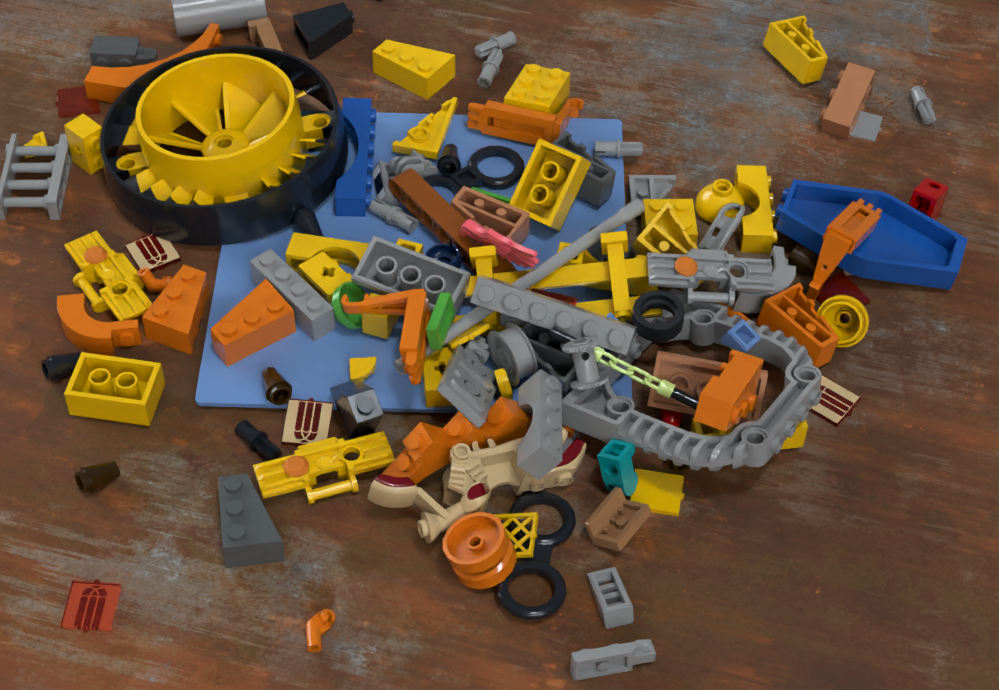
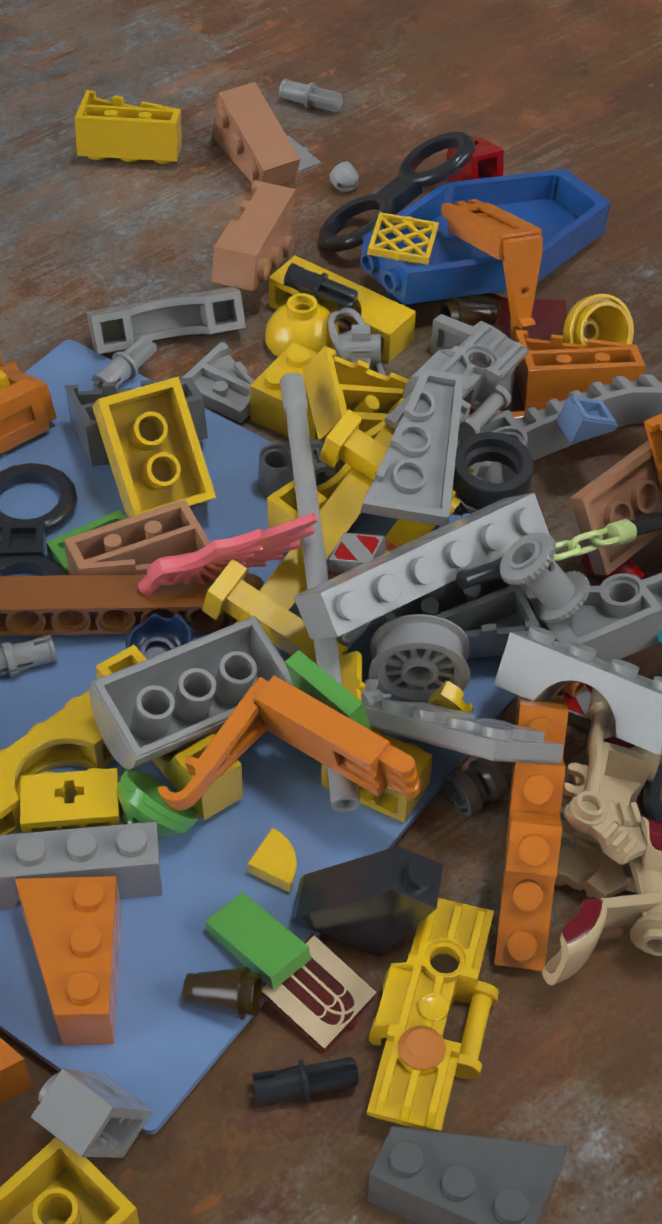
camera: 55 degrees left, 0 degrees up
(178, 370) = (90, 1113): none -> light grey brick
(311, 383) = (258, 940): none -> bright green tile
(553, 290) = (356, 550): none -> light grey tile
(624, 280) = (420, 461): none -> light grey wing
(655, 137) = (167, 317): none -> light grey arch
(713, 226) = (361, 345): none -> light grey gear
(746, 186) = (320, 286): none -> black axle
(756, 144) = (258, 240): none -> nougat wedge
(813, 208) = (403, 254): none -> yellow window
(867, 155) = (344, 177): none -> light grey hinge
(870, 180) = (399, 191): none -> black bar

